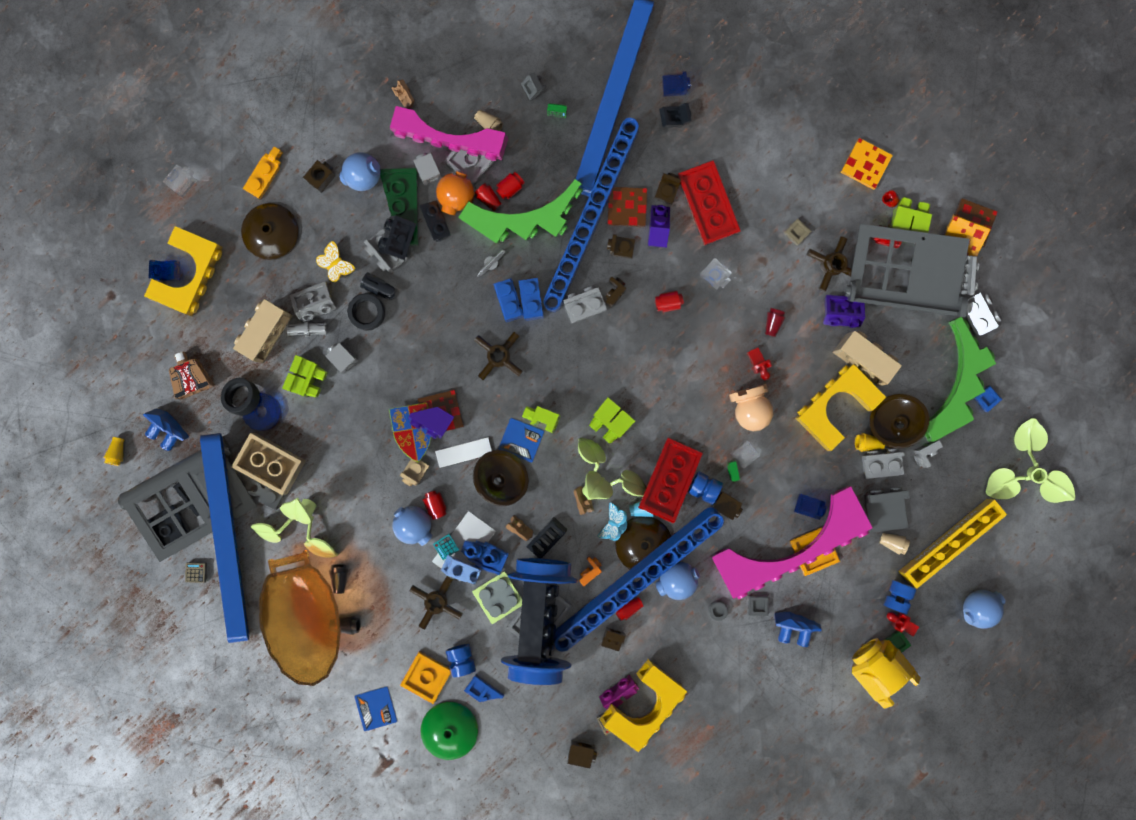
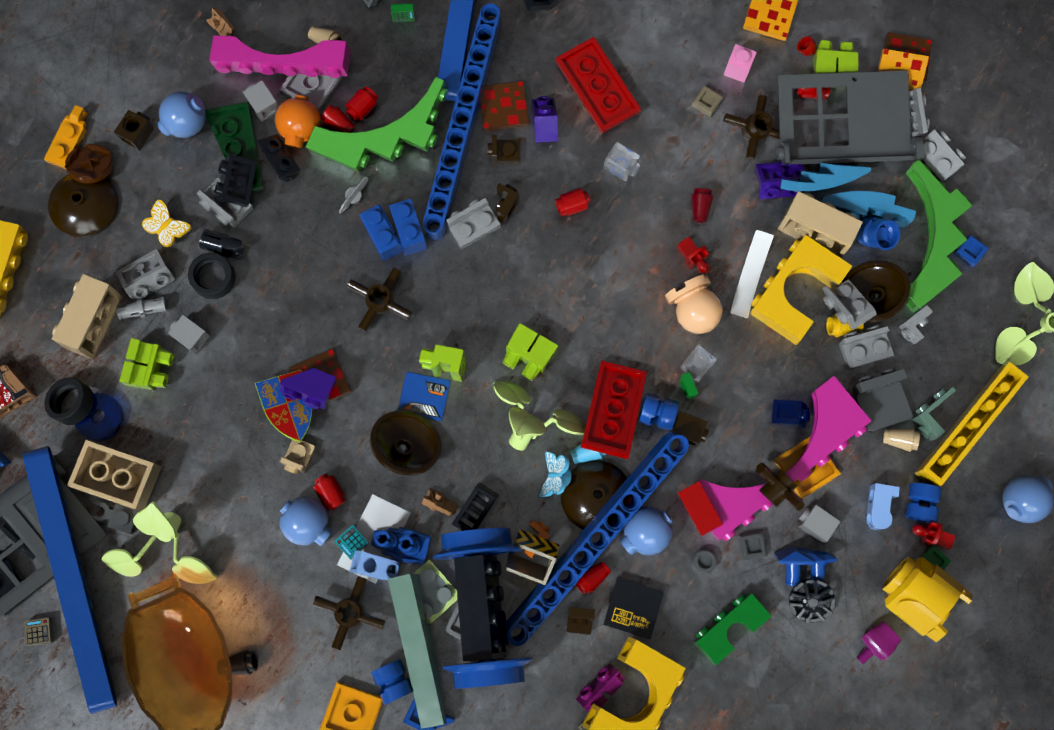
camera: 15 degrees left, 10 degrees down
(279, 199) = (89, 163): none -> reddish brown tile
(338, 578) = (221, 605): black cone -> none
(463, 452) = (354, 423): white sticker -> none
(484, 639) = (418, 649): none -> sand green slope
(580, 594) = (528, 568): none -> dark tan piece
(583, 504) = (513, 457): medium nougat piece -> none
(656, 636) = (633, 608): none -> black tile
(668, 188) = (547, 76): dark brown bracket -> none
(713, 671) = (714, 640): none -> green arch
(722, 572) = (700, 508): none -> red tile
(787, 568) = (779, 487): none -> dark brown bar
(795, 656) = (812, 600): none -> black wheel
(802, 387) = (751, 273): none -> white sticker
(813, 598) = (818, 523): none -> light grey brick
(831, 205) = (739, 63): none -> bright pink brick
(841, 697) = (879, 641): none -> magenta piece
(864, 593) = (879, 505): none -> light blue leg
(876, 428) = (849, 304): none -> light grey bracket
(883, 319) = (829, 176): none -> dark azure slope
(902, 345) = (872, 204): none -> dark azure slope
(914, 373) = (878, 233): none -> blue wheel
(917, 536) = (926, 423): none -> sand green bracket

